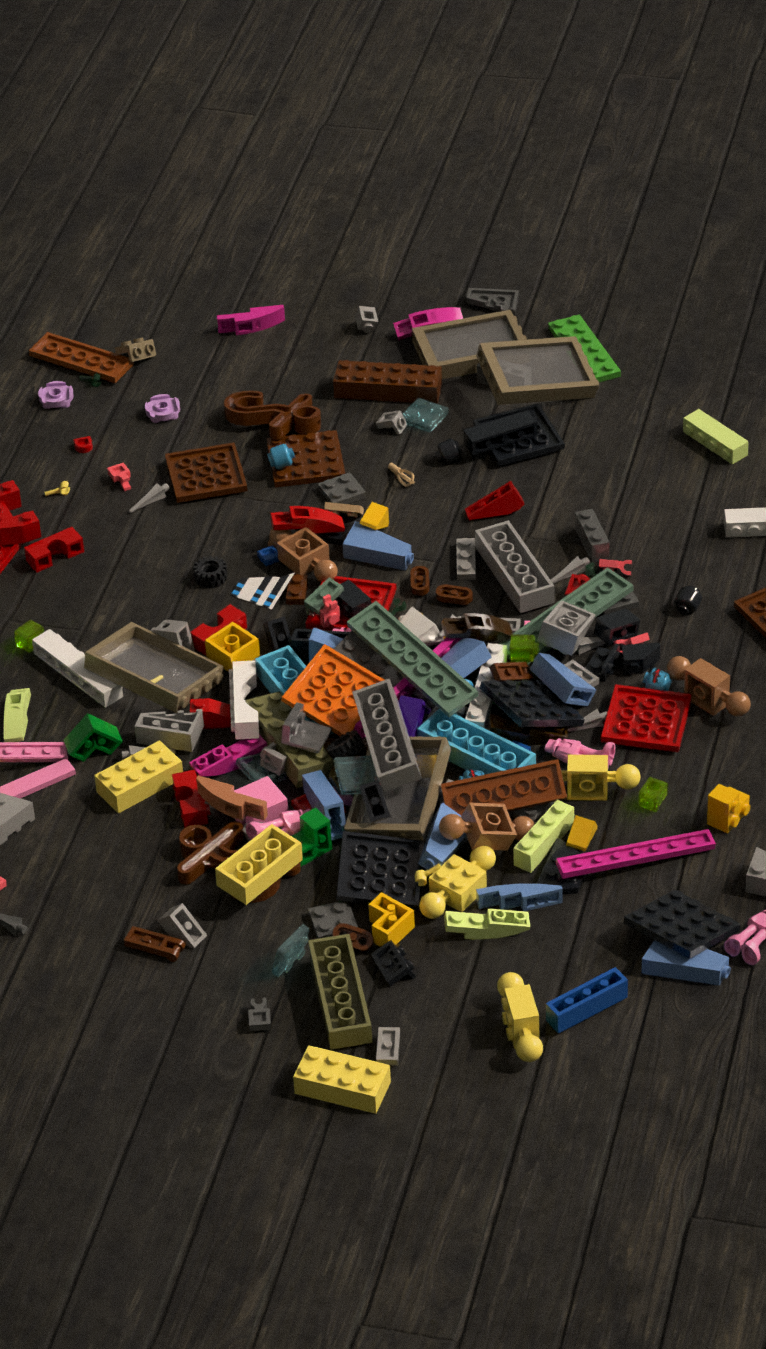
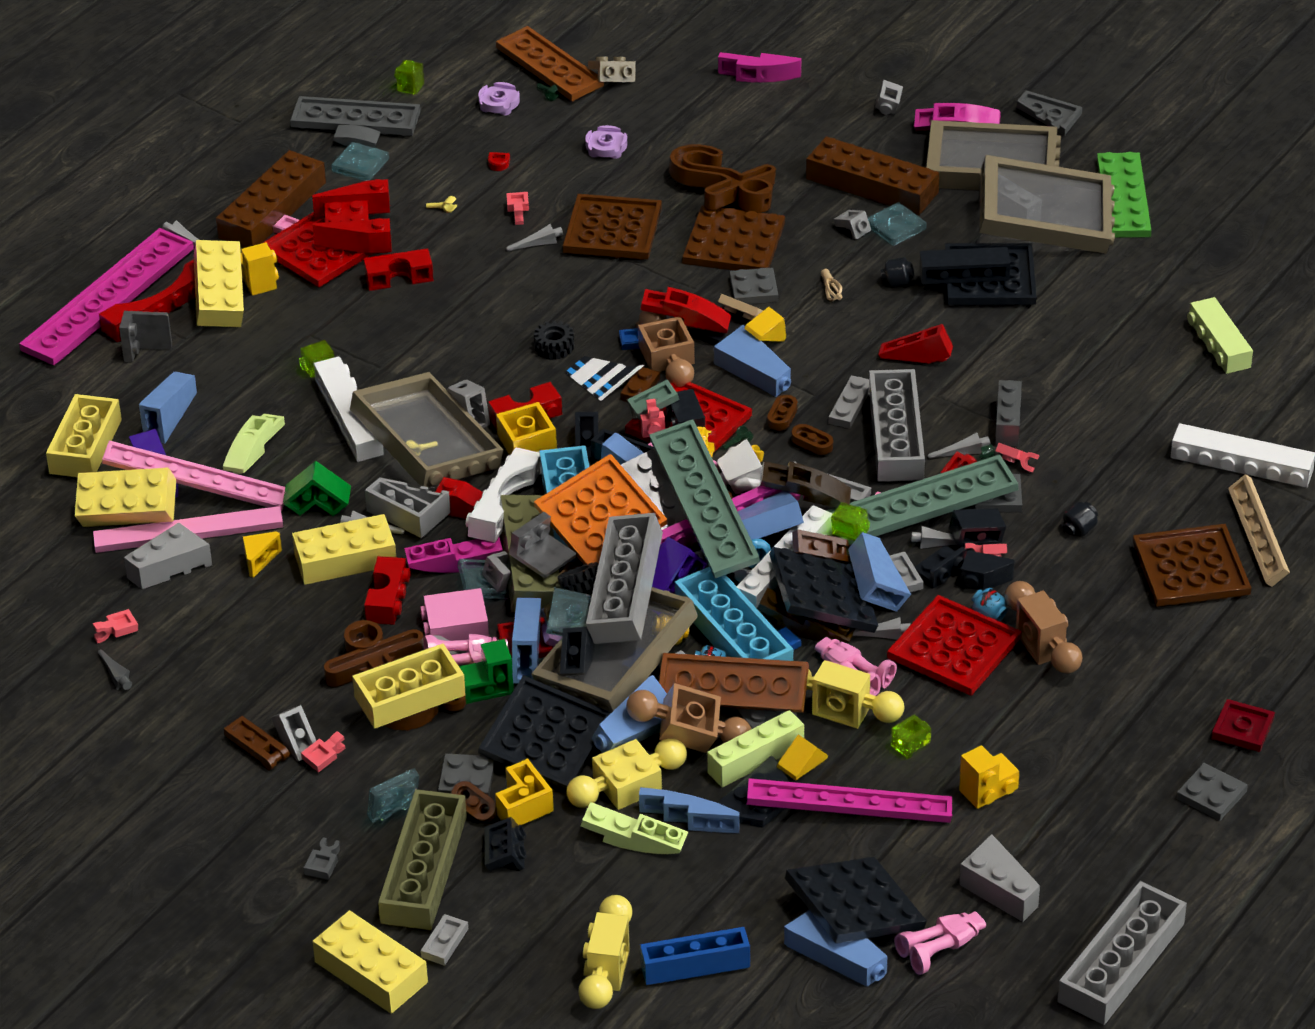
camera: 20 degrees right, 0 degrees up
(70, 797) = (261, 550): none -> yellow slope
(212, 936) = (322, 753): none -> coral plate
(233, 804) = (419, 607): nougat slope -> none
(281, 456) = (699, 229): dark azure head -> none
(421, 875) = (587, 753): light yellow hand -> none
(565, 628) = (910, 511): light grey slope -> none

